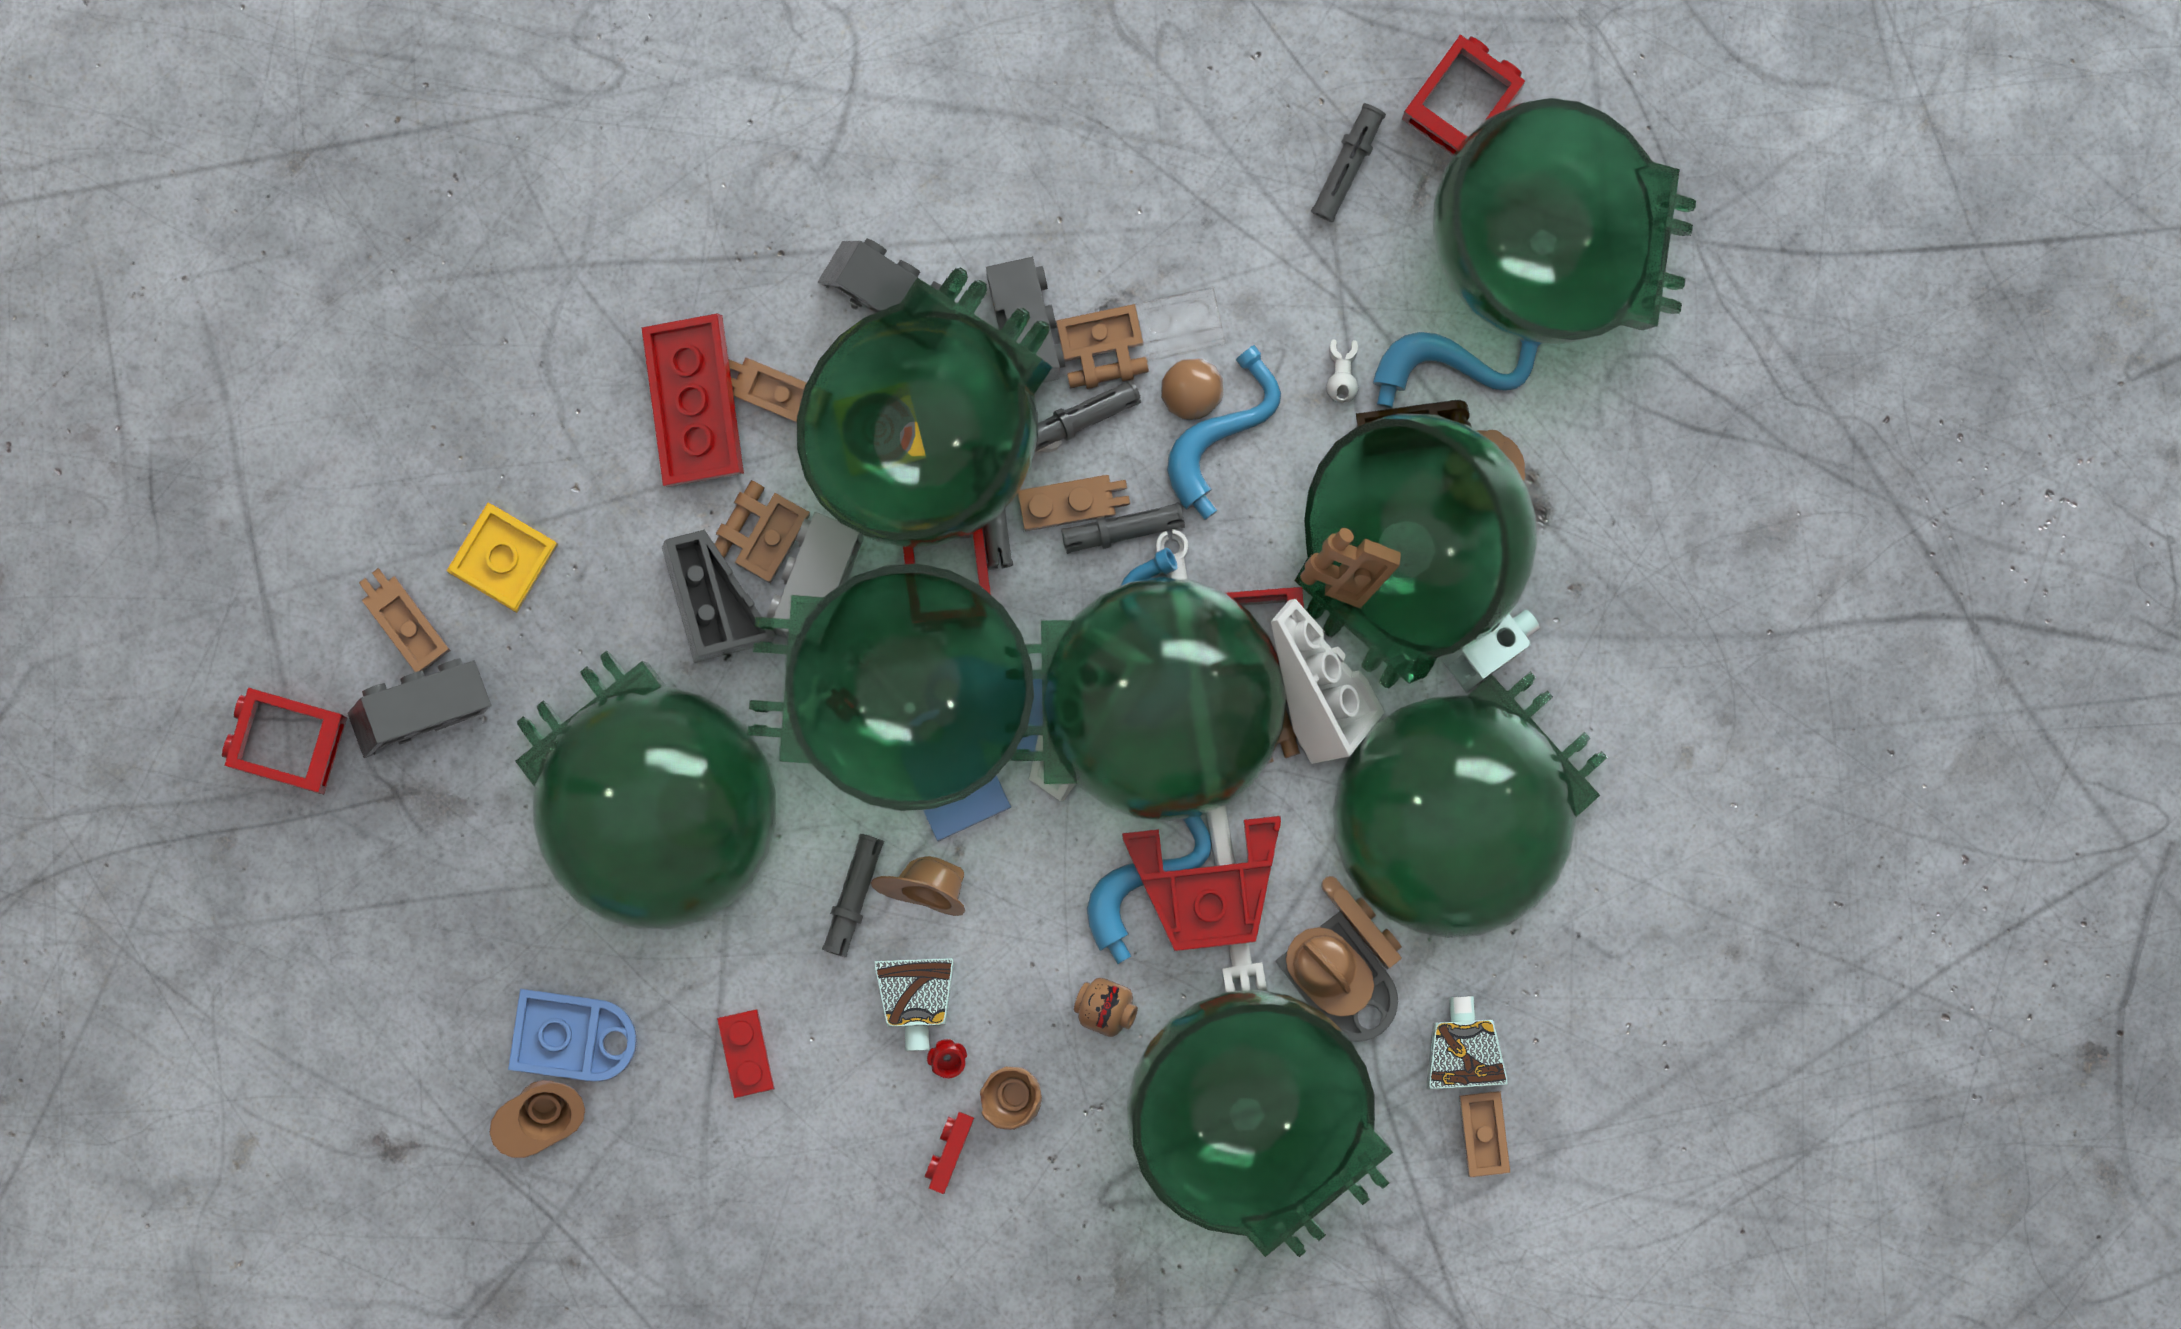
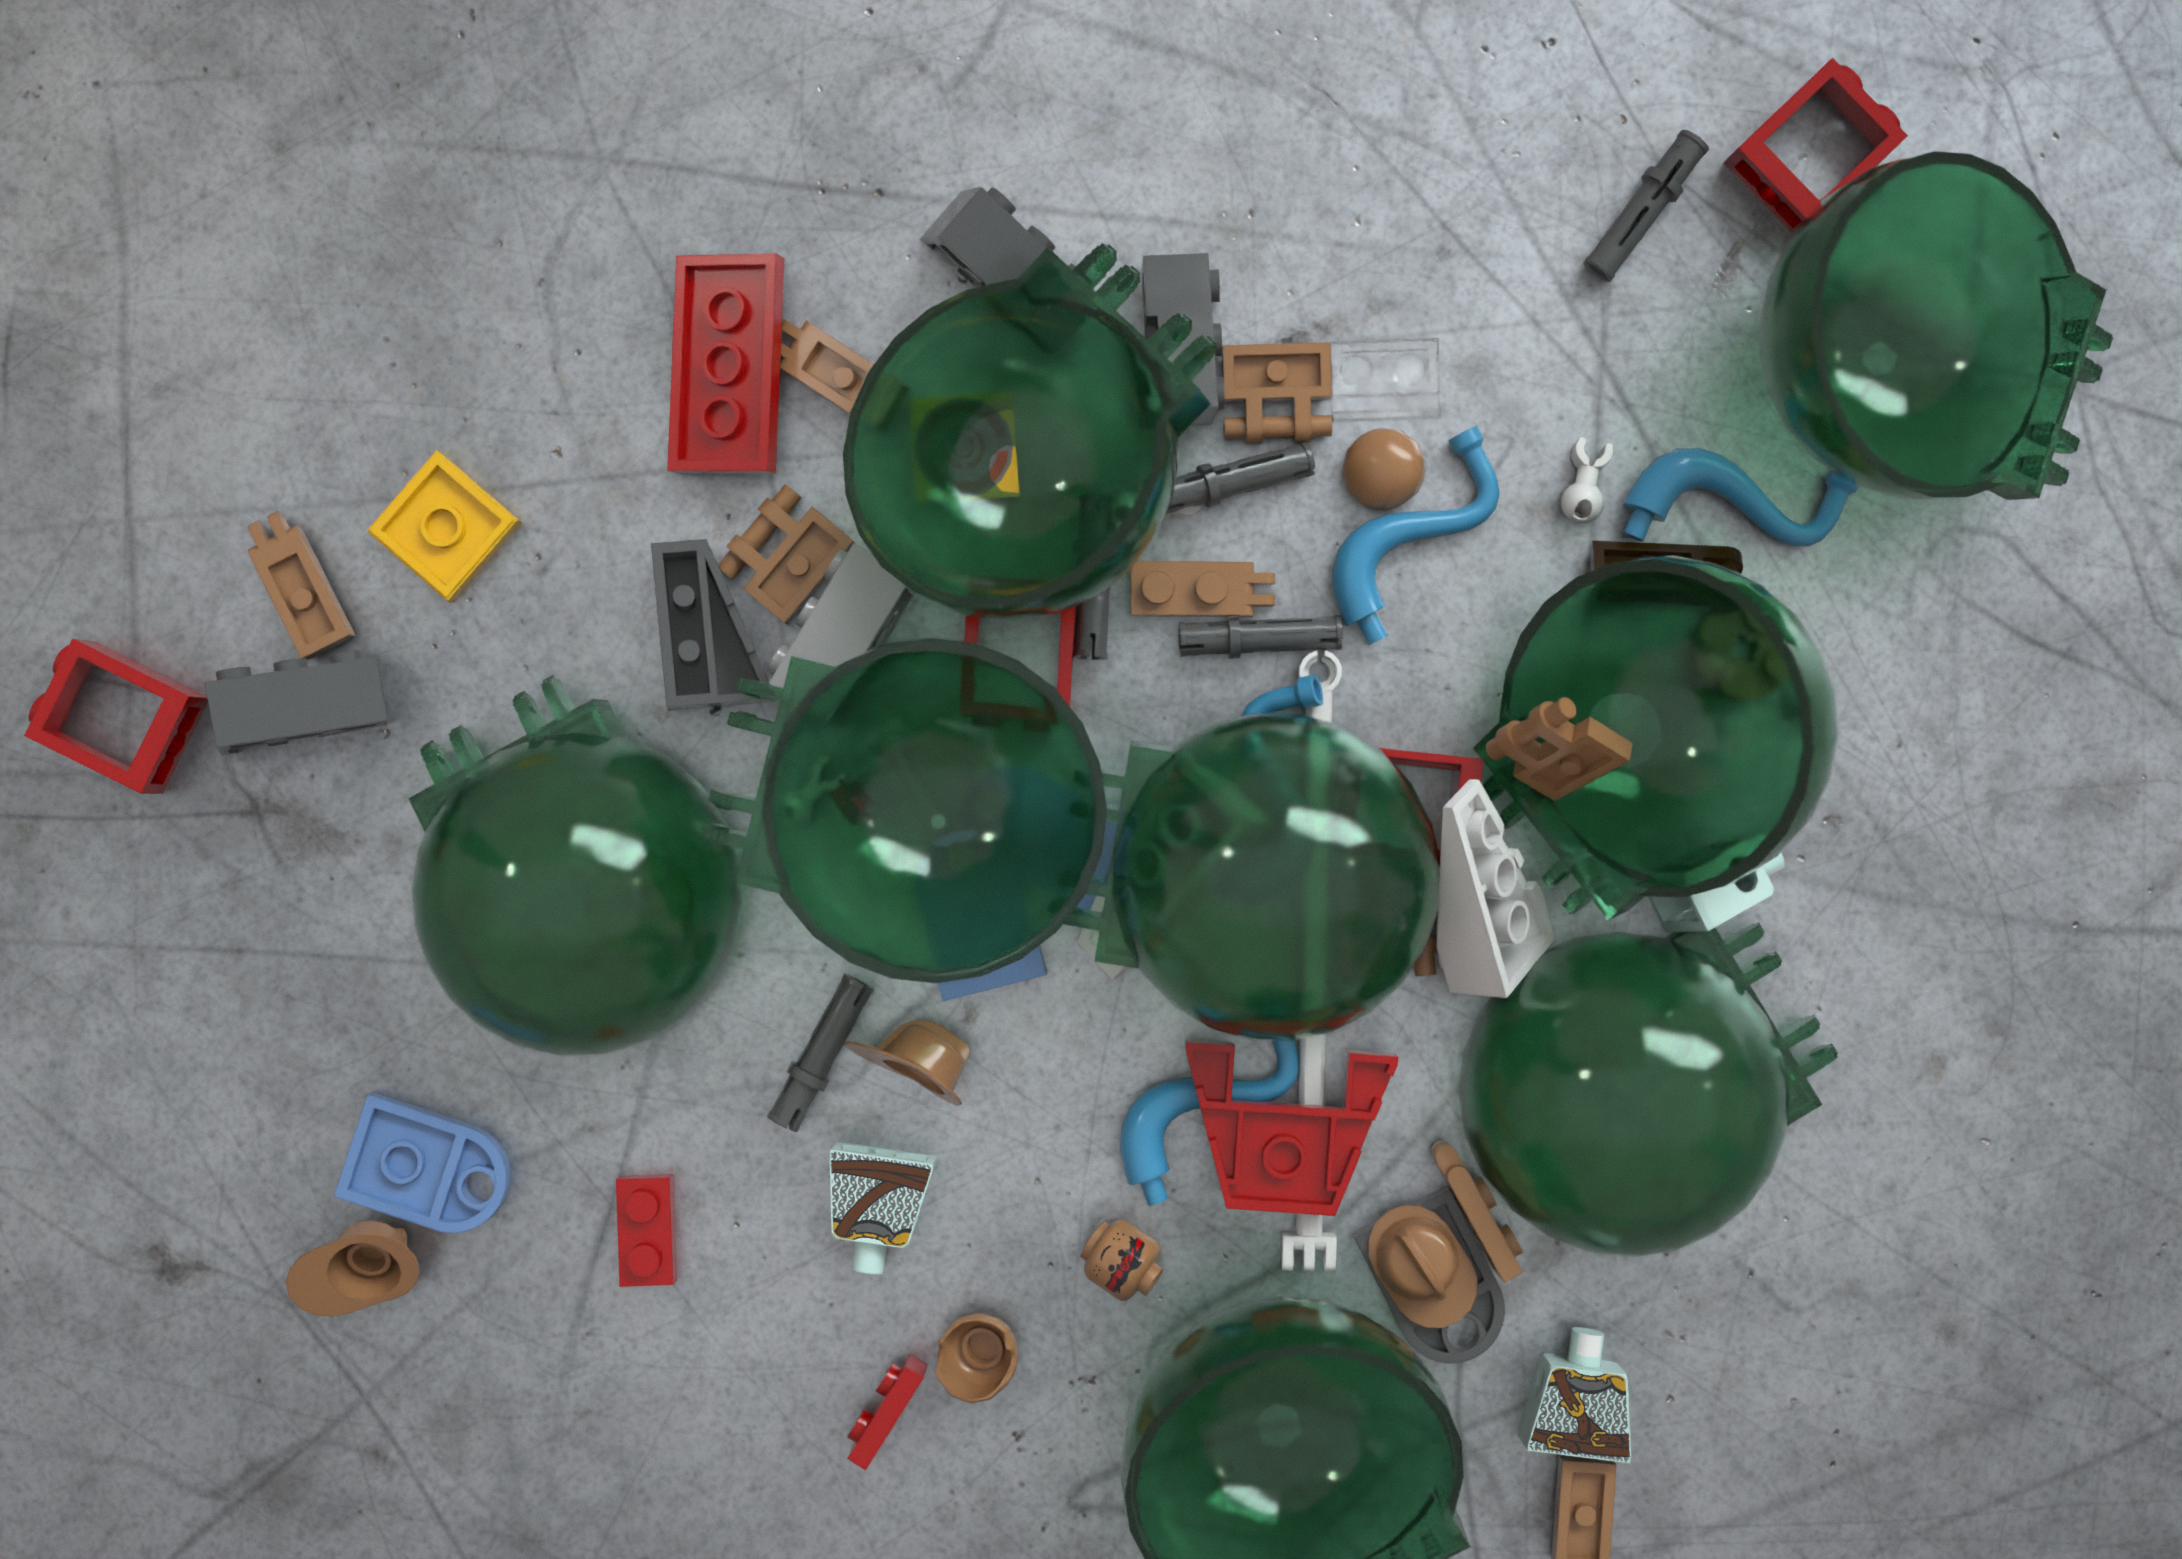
camera: 15 degrees right, 5 degrees up
(951, 1067) = (901, 1297): red plate -> none

